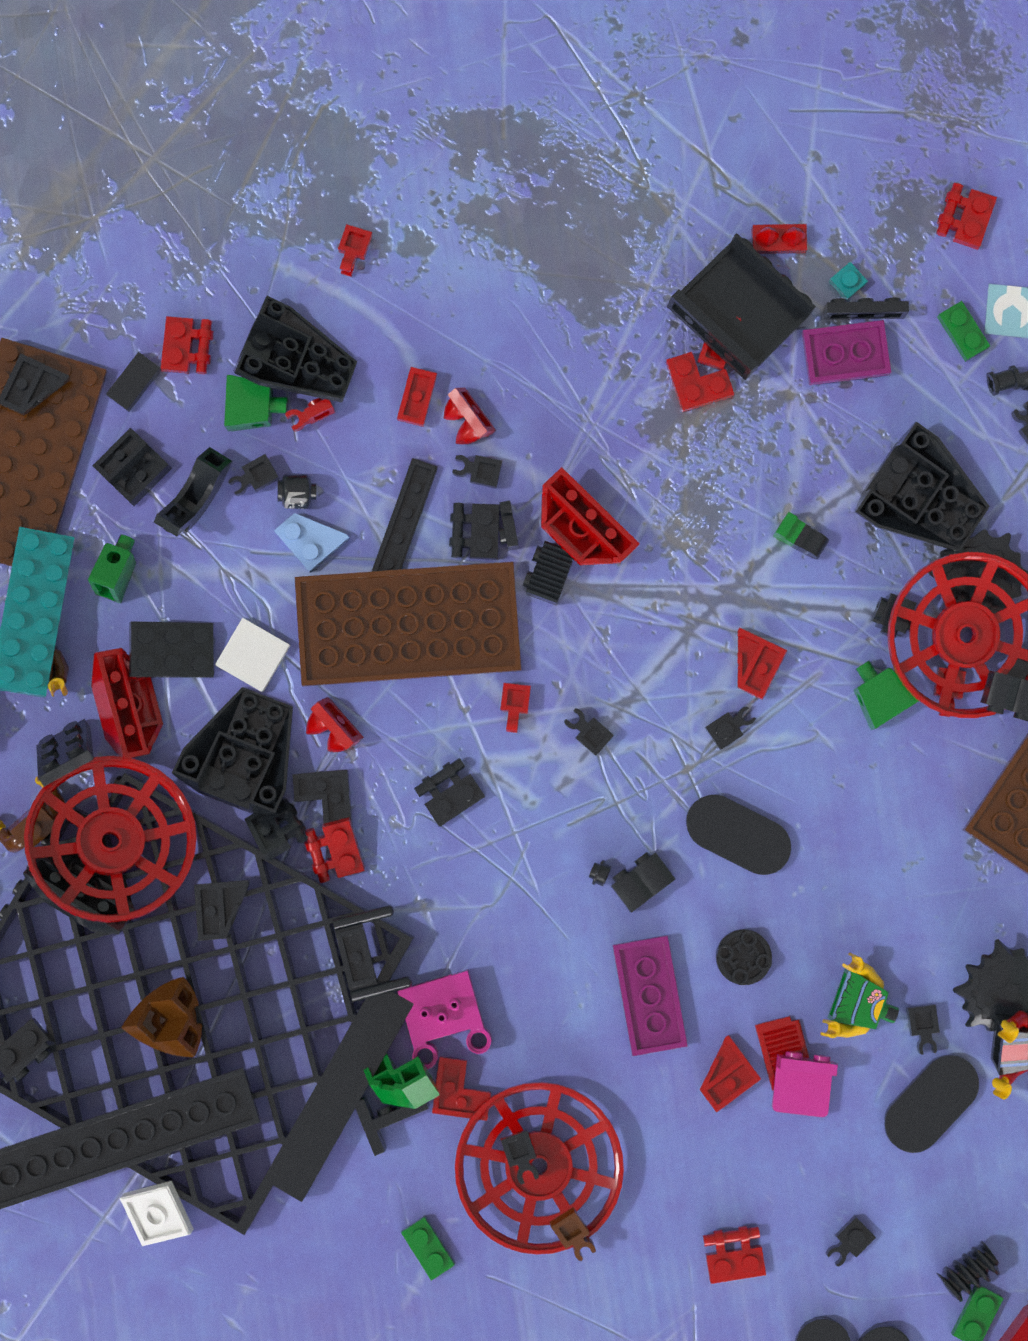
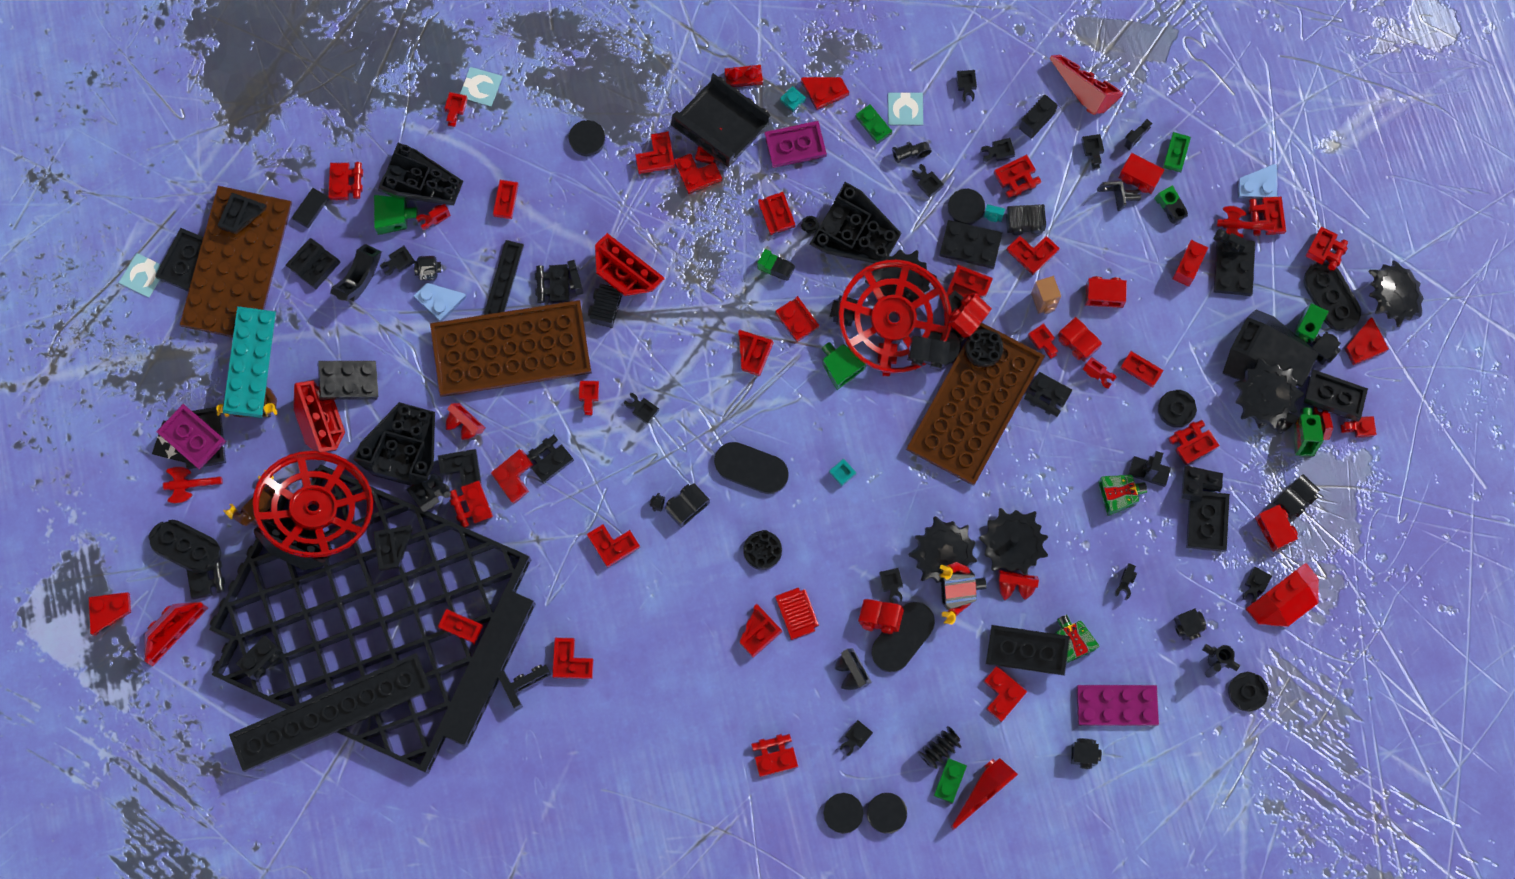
camera: 10 degrees left, 10 degrees down
(64, 751) = (273, 454): black plate -> none
(113, 569) = (304, 331): green torso -> none
(156, 1213) = (362, 764): white tile -> none
(167, 1019) = (361, 625): reddish brown brick -> none
(252, 655) = (404, 380): white tile -> none
(307, 1033) = (460, 626): none -> red plate
(357, 955) = (491, 570): black plate -> none
(390, 813) = (508, 475): none -> red plate
(393, 217) = (481, 86): none -> medium azure sticker
(402, 1086) = (529, 656): green brick -> none
(428, 1248) = (557, 772): green plate -> none
(443, 1009) = (553, 605): dark pink piece -> none
(476, 423) = (547, 213): red tile -> none
(483, 470) = (554, 243): black plate -> none
(518, 1152) = (615, 692): black plate -> none
(527, 936) = (612, 550): none -> red plate
(542, 313) = (587, 138): none -> black tile
(552, 1180) = (630, 692): red dish -> none
(572, 1231) = (656, 743): reddish brown plate -> none
(647, 354) = (658, 159): none -> red plate
(649, 995) = (699, 581): magenta plate -> none
(726, 729) = (737, 398): black plate -> none
(803, 1084) = (811, 630): dark pink bracket -> none
(809, 456) = (776, 213): none -> red plate
(824, 618) = (797, 319): none -> red plate
(858, 470) = (809, 220): none -> black plate
(858, 1002) = (844, 570): torso -> none
(862, 1155) = (858, 675): none -> black tile
(865, 309) = (805, 115): black plate -> none
(868, 855) = (842, 472): none -> teal plate
(896, 271) = (824, 90): none -> red wing
(904, 1074) = (881, 616): none -> red brick
(974, 218) = (873, 53): red plate -> none

